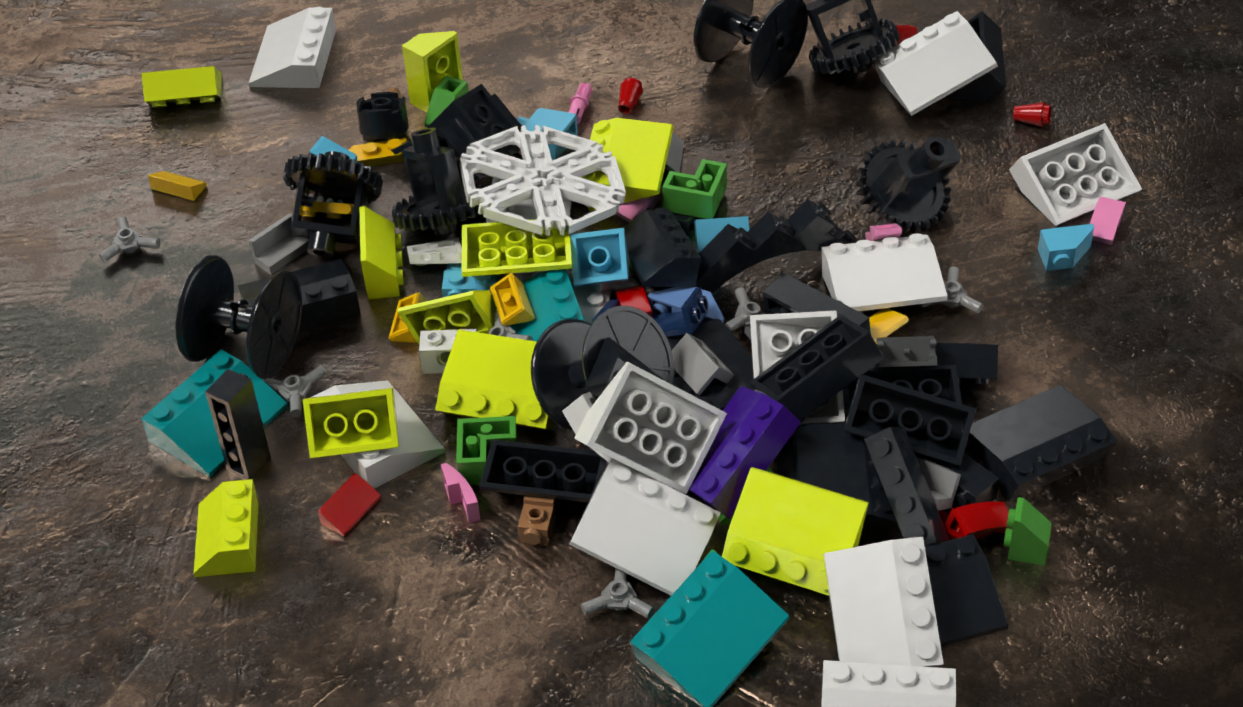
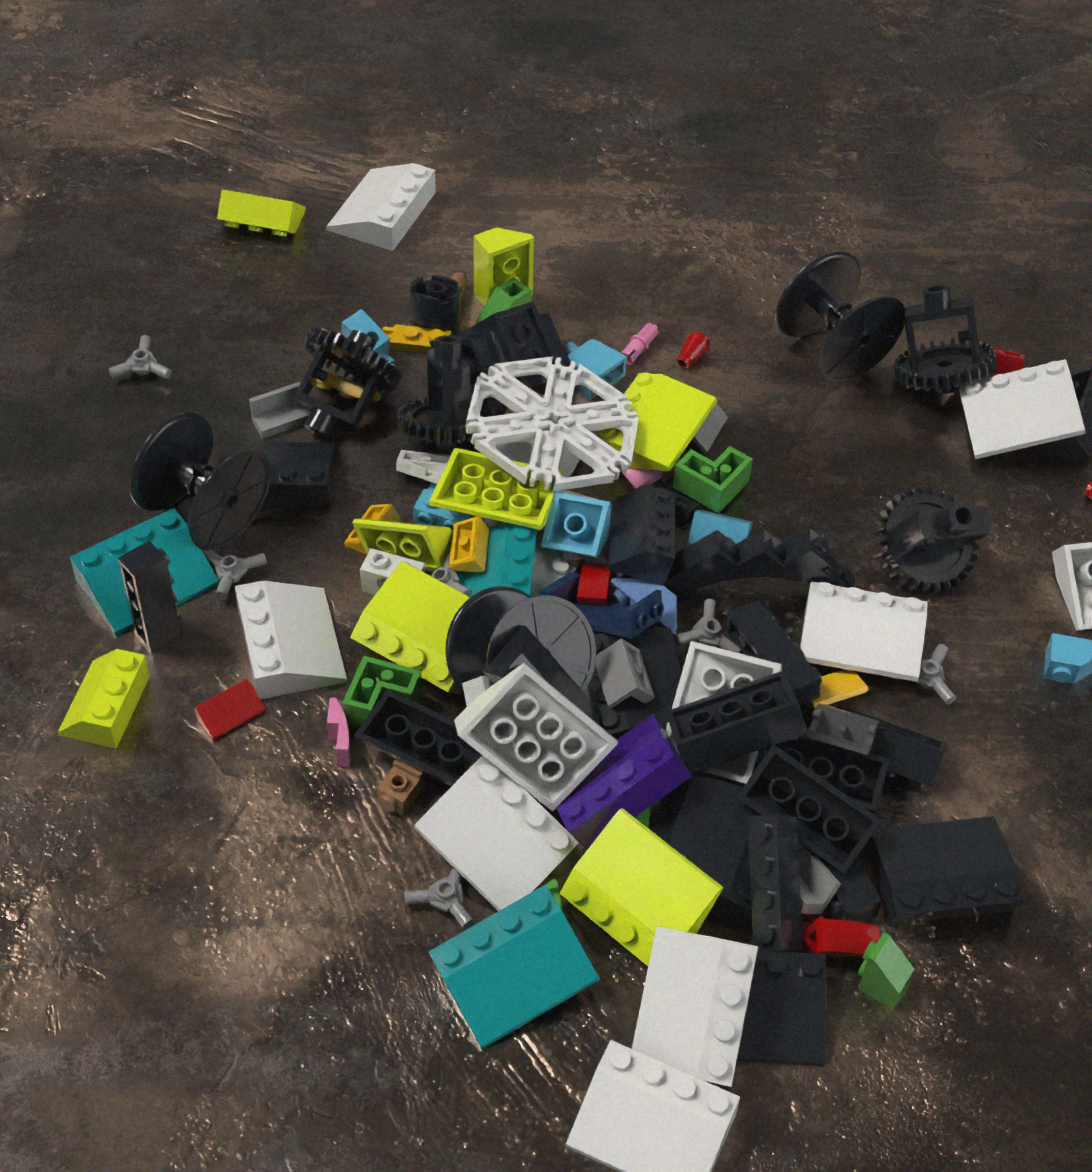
camera: 15 degrees right, 5 degrees up
(176, 185) = (213, 315): yellow slope -> none
(351, 422) = (257, 627): neon yellow slope -> none
(380, 255) = (368, 451): neon yellow slope -> none
(880, 232) = (884, 584): bright pink slope -> none

